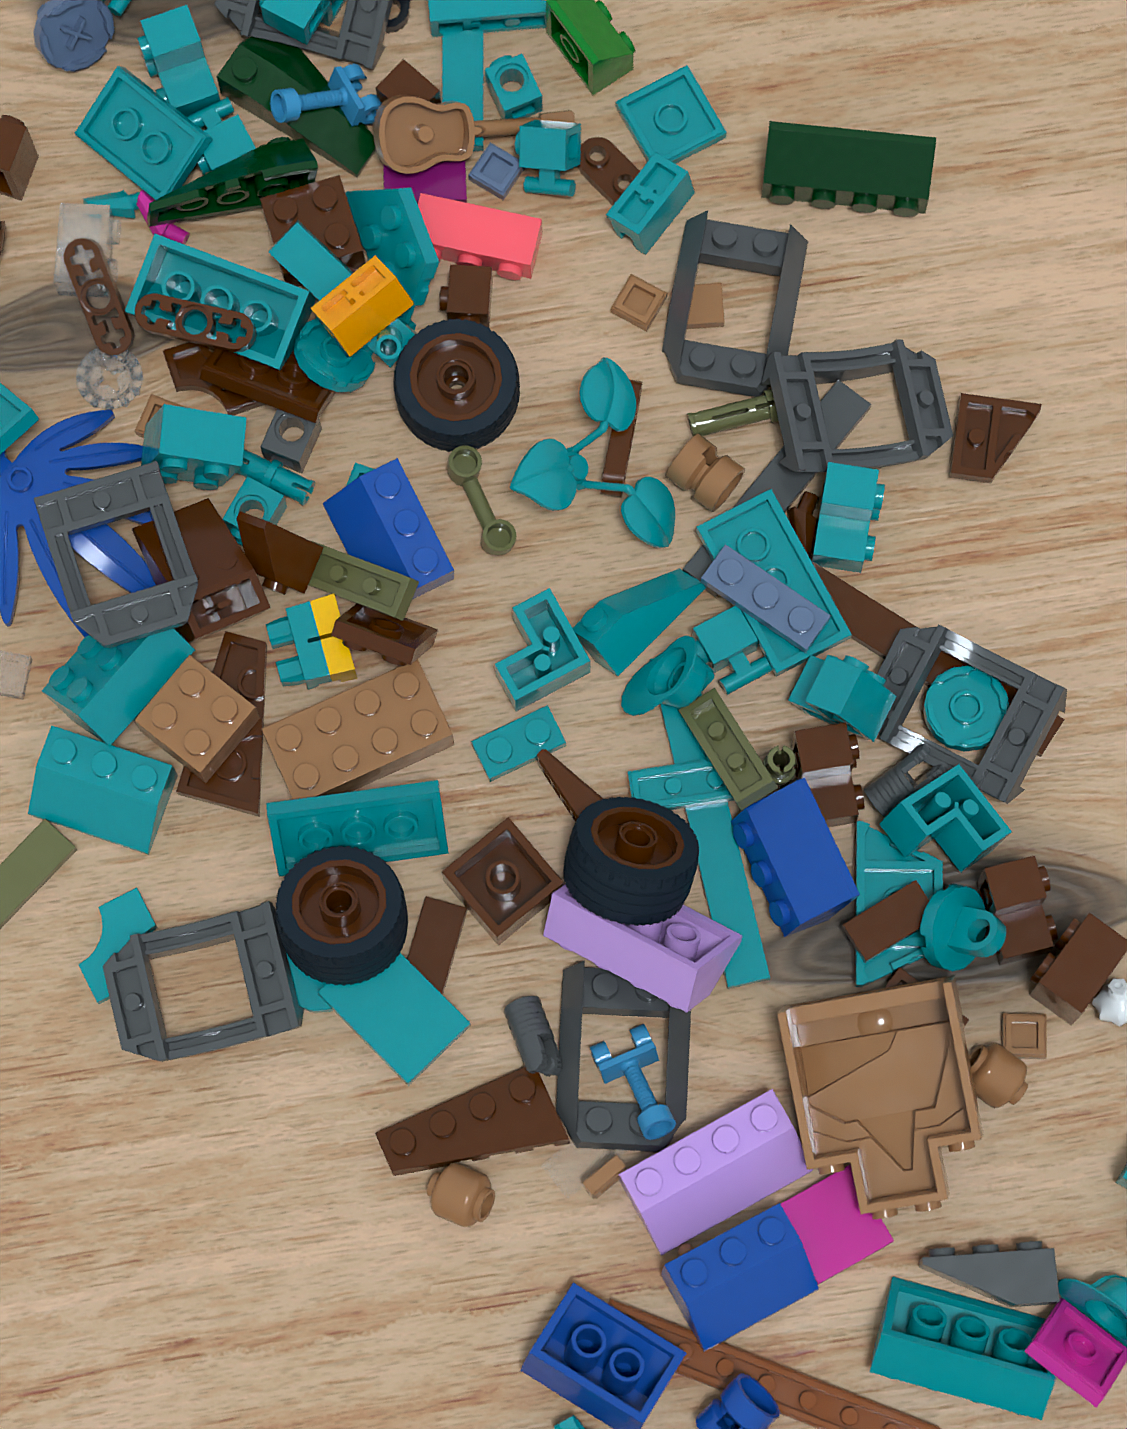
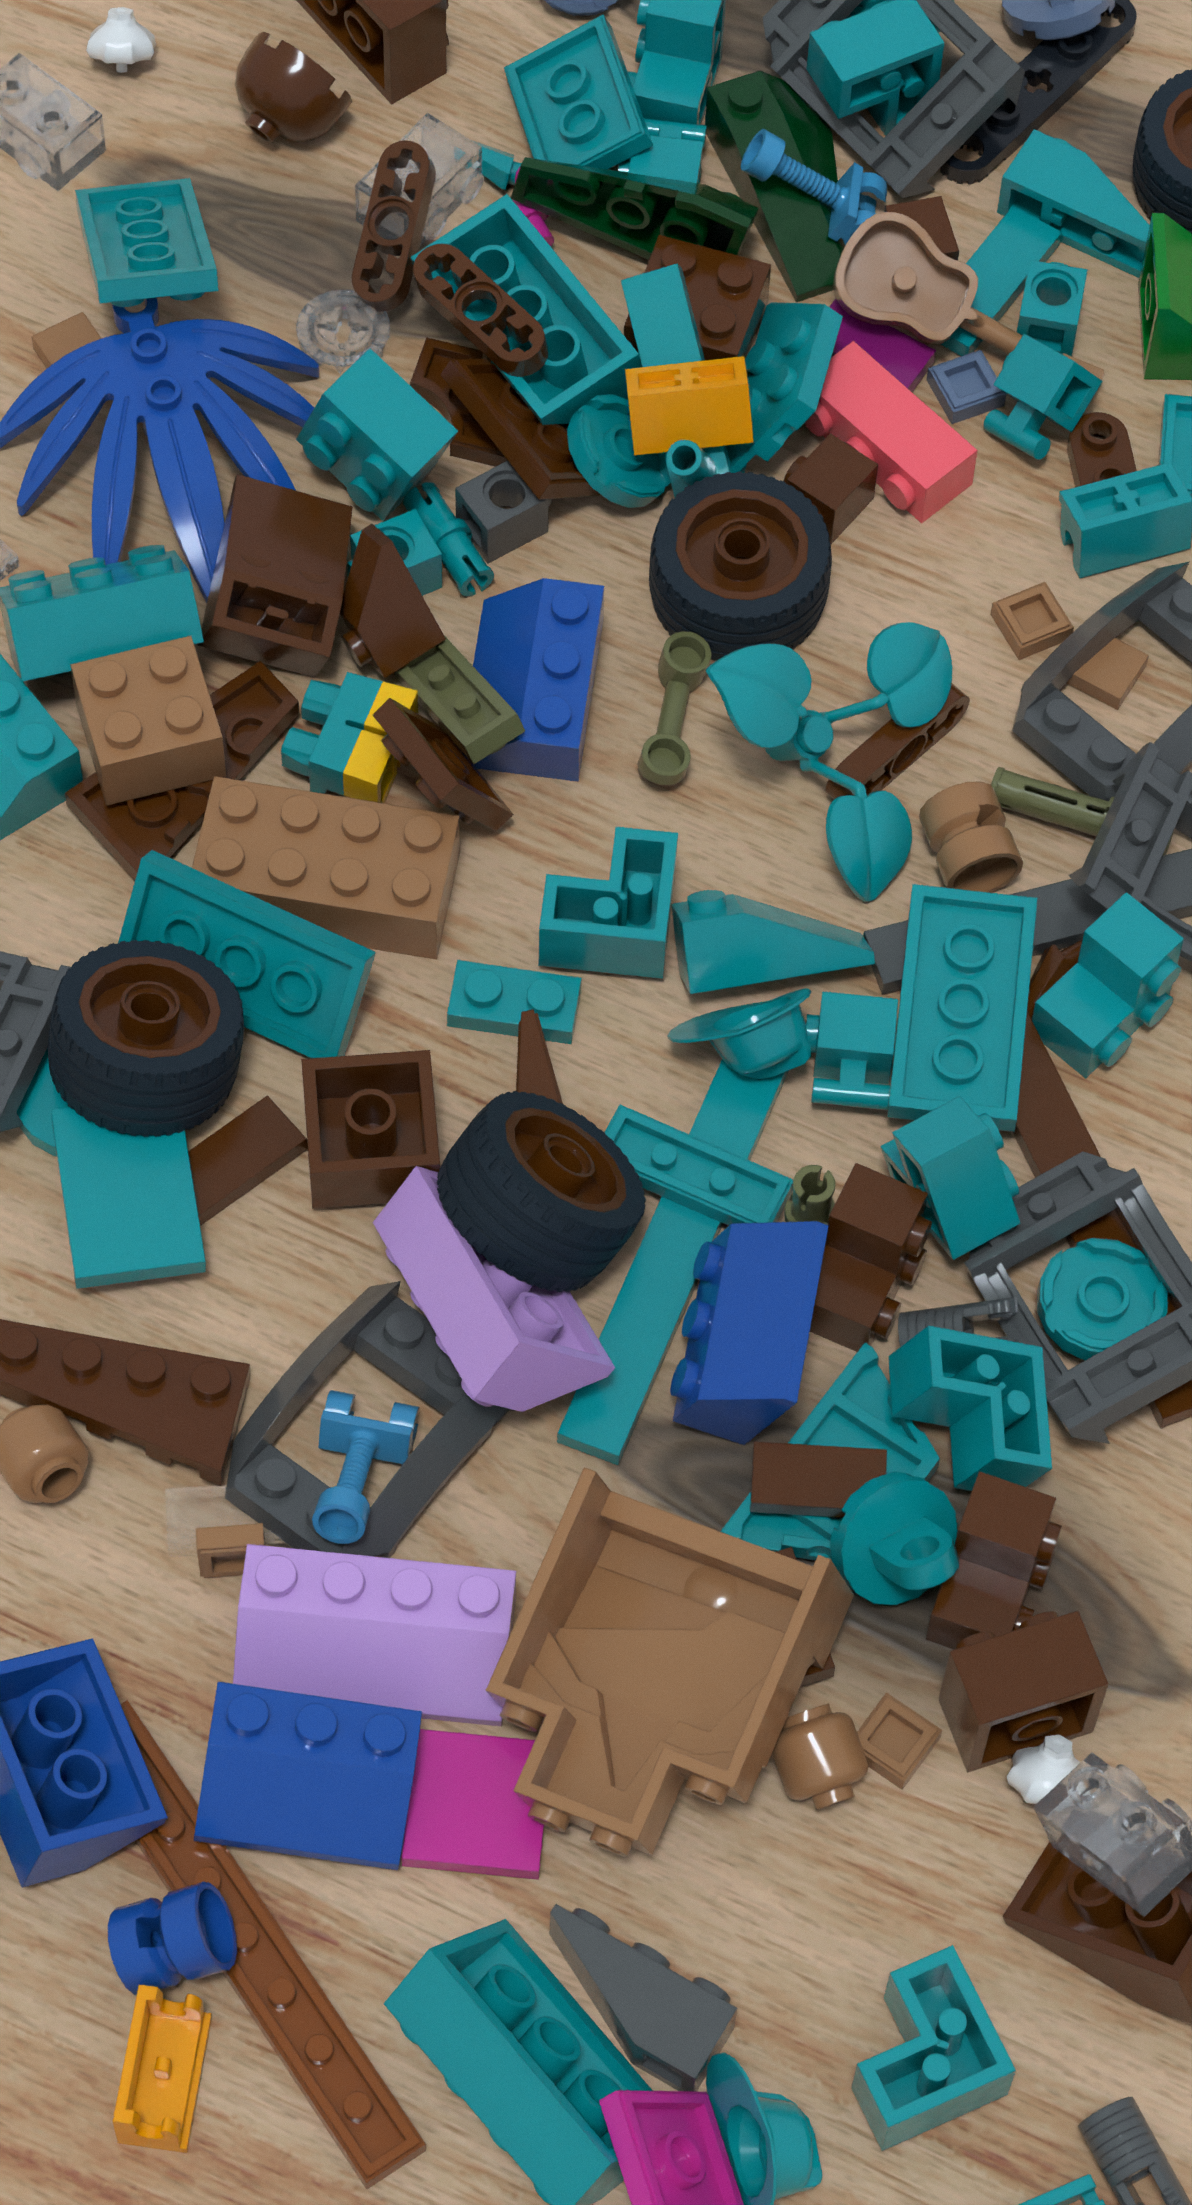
camera: 30 degrees right, 15 degrees down
(105, 502) = (211, 411): dark grey wedge -> none
(533, 1036) = (272, 1327): dark grey hinge -> none
(728, 749) = (760, 1146): olive plate -> none
(765, 598) = (936, 1010): sand blue plate -> none

